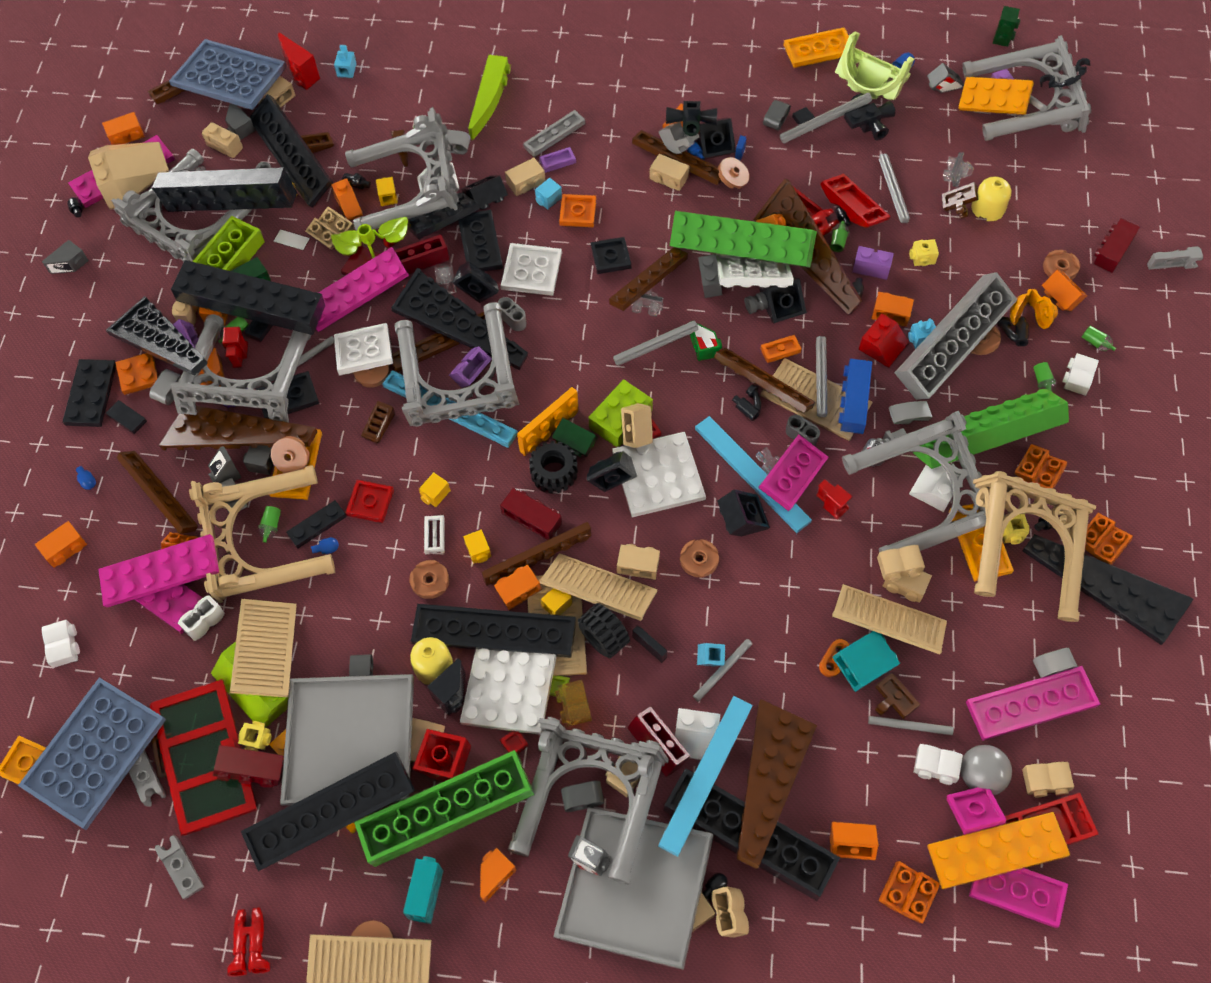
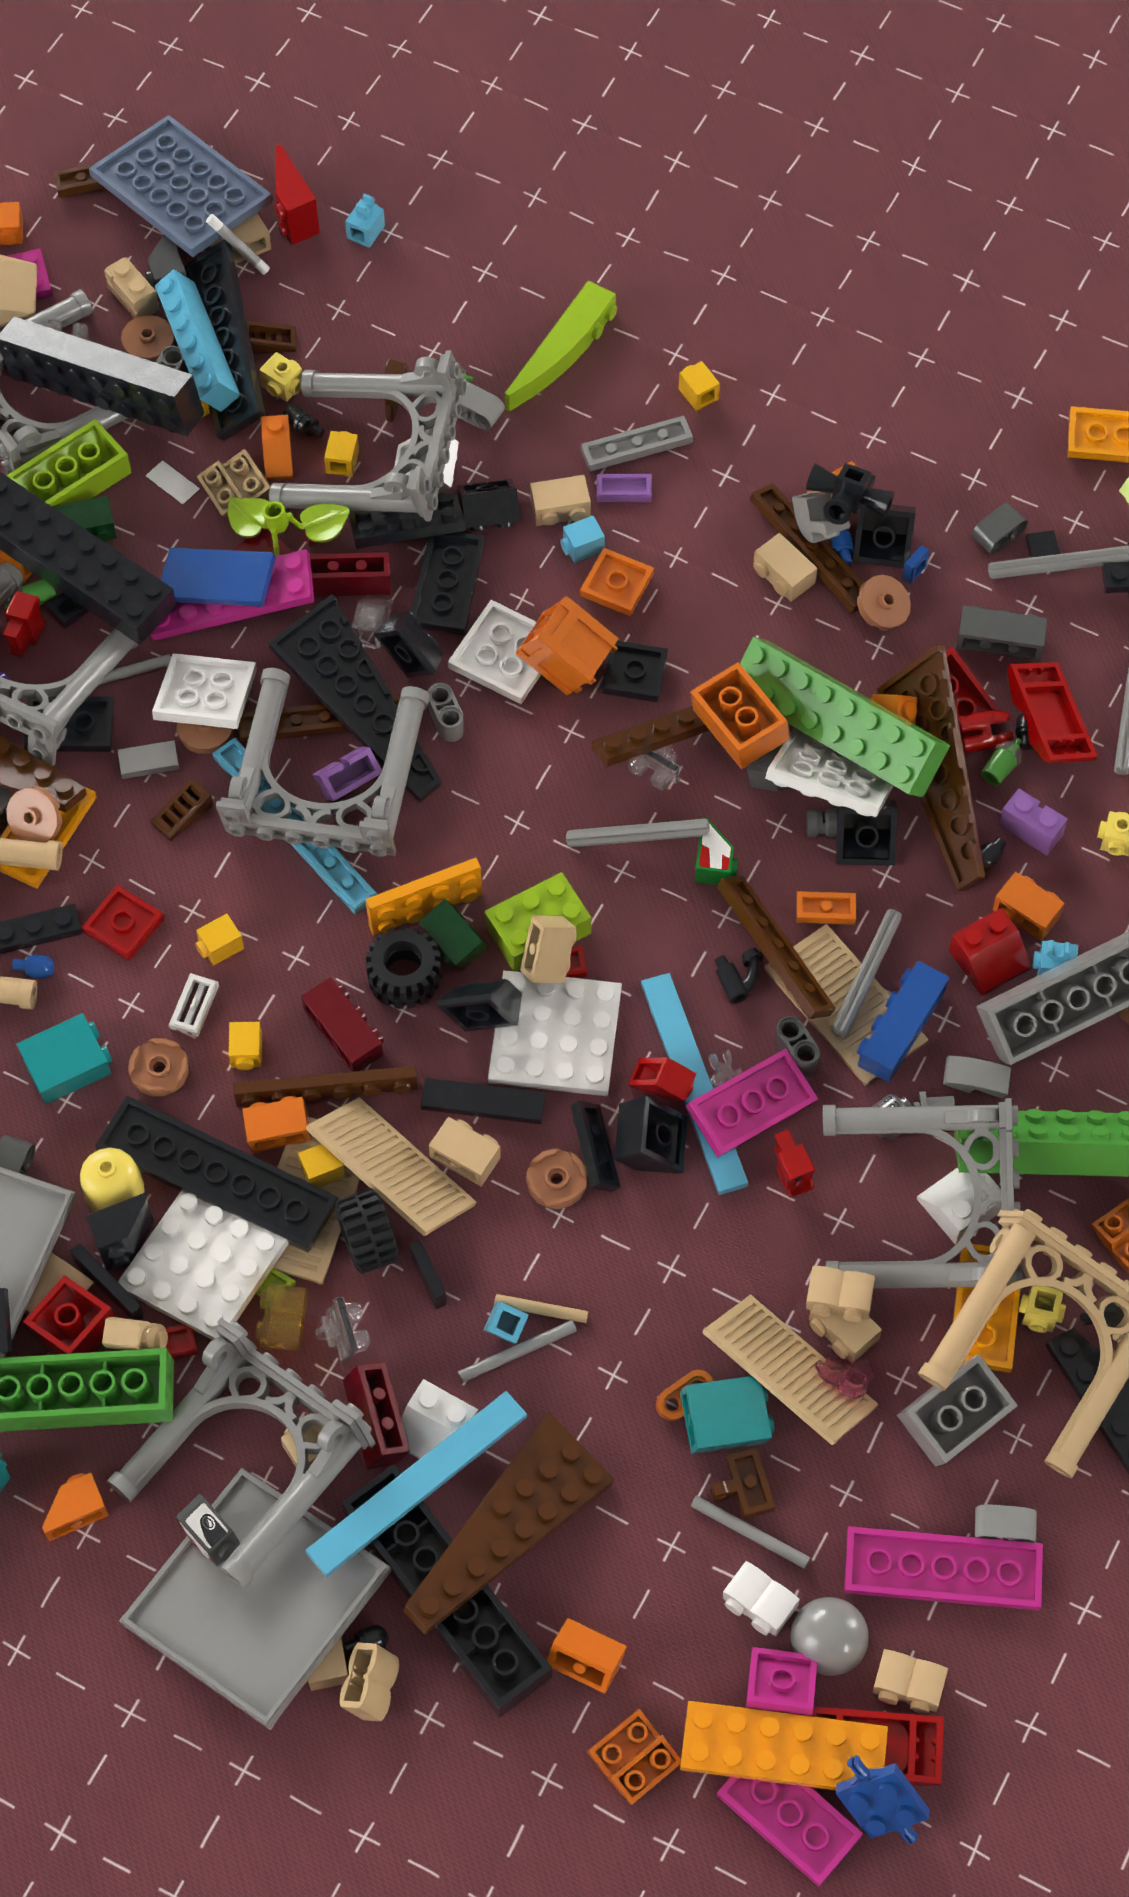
camera: 20 degrees right, 0 degrees up
(242, 160) = (158, 336): none -> nougat plate
(273, 153) = (197, 340): none -> medium azure brick
(276, 95) = (237, 244): none -> light grey bar
(333, 160) = (281, 377): none -> light yellow brick
(344, 400) = (148, 759): none -> light grey tile
(345, 279) = (219, 576): none -> blue tile
(368, 595) = (65, 1058): none -> teal brick
(454, 723) = (106, 1282): none -> black tile
(487, 750) = (133, 1334): none -> tan brick
(569, 252) = (567, 646): none -> orange container
(575, 92) = (698, 385): none -> yellow brick
(582, 796) = (240, 1450): dark grey beam -> none
(611, 697) = (338, 1329): none -> clear hips
(634, 528) = (483, 1101): none -> black tile
(688, 255) = (740, 715): none -> orange brick
(713, 530) = (595, 1146): none -> black plate
(727, 638) = (544, 1308): none -> tan bar
(735, 476) = (663, 1078): none -> red slope
(806, 168) = (1001, 633): none -> dark grey brick
(926, 610) = (848, 1377): none -> clear pink plate
(998, 615) = (954, 1418): none -> light grey brick
(1074, 859) = (882, 1800): none -> blue plate

